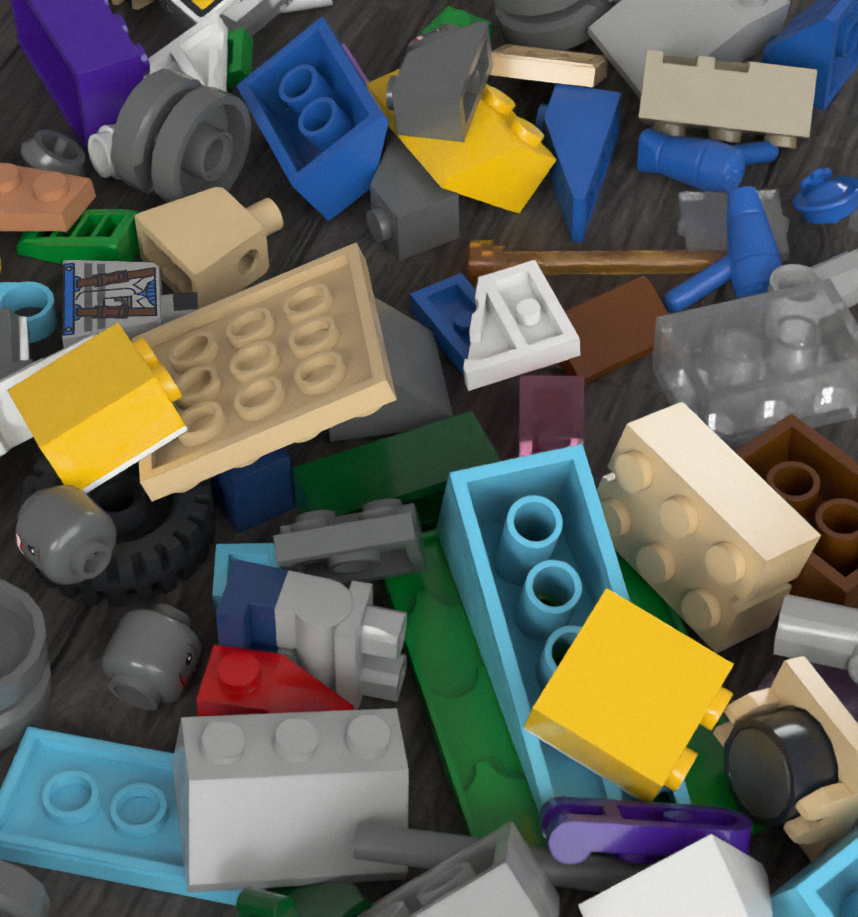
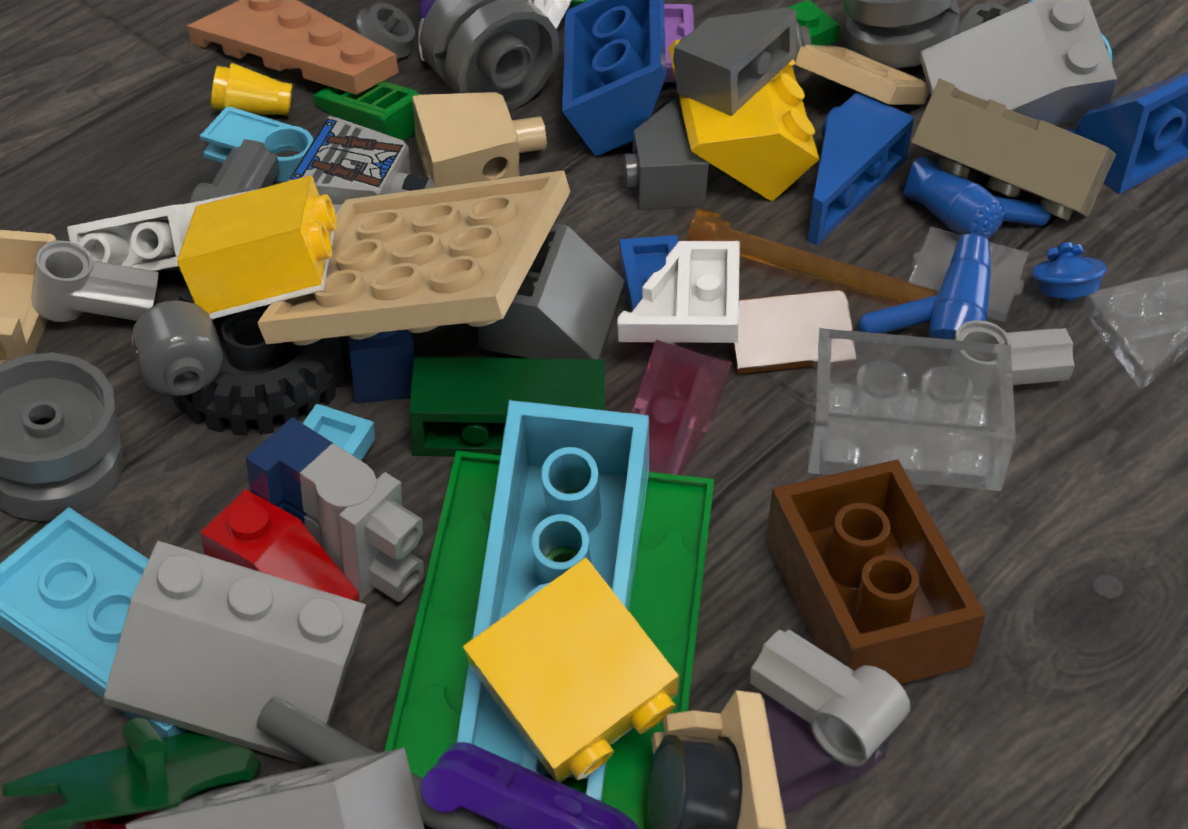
camera: 20 degrees right, 0 degrees up
(151, 657) = (200, 480): dark grey head -> none
(356, 546) = (416, 444): dark grey plate -> none
(702, 526) = (747, 533): tan piece -> none

